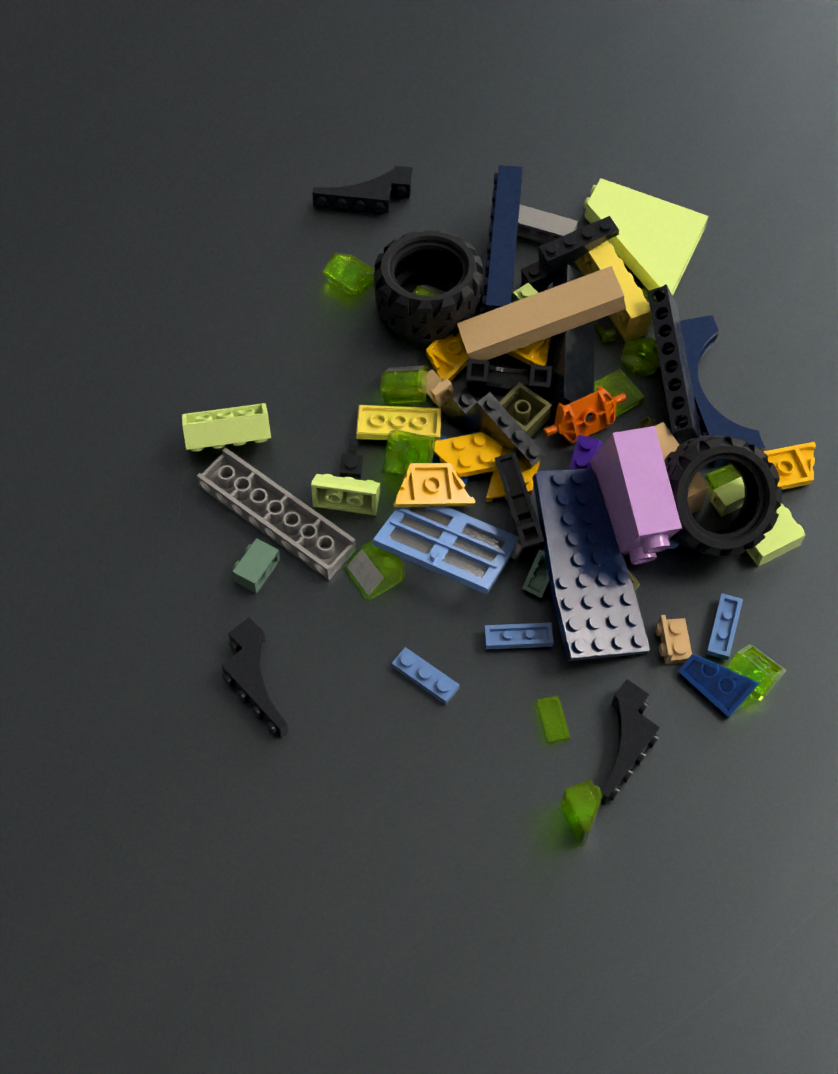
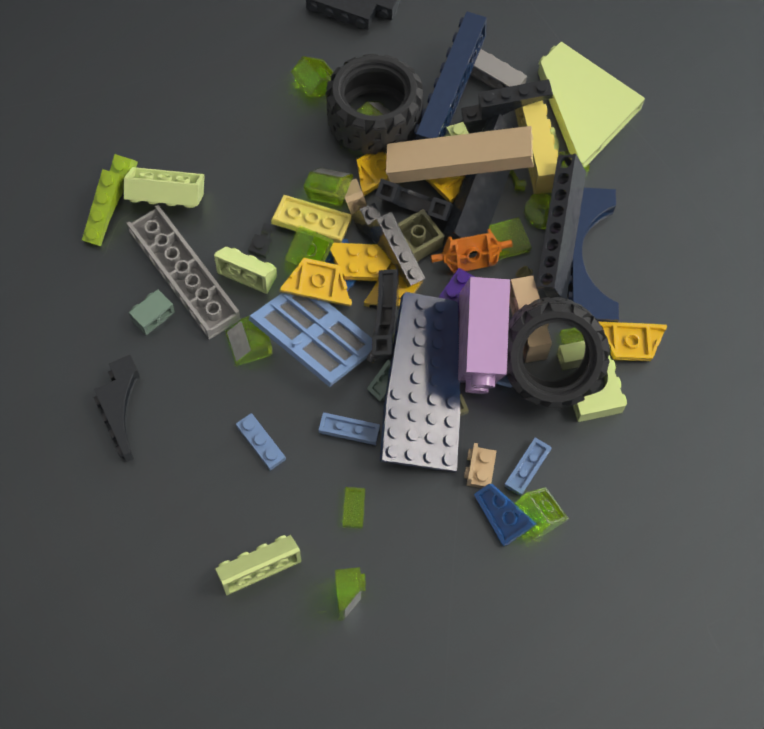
camera: 15 degrees right, 5 degrees up
(164, 455) = (106, 198): none -> lime arch
(472, 808) = (258, 564): none -> yellowish green slope
(634, 736) = (415, 543): black arch -> none

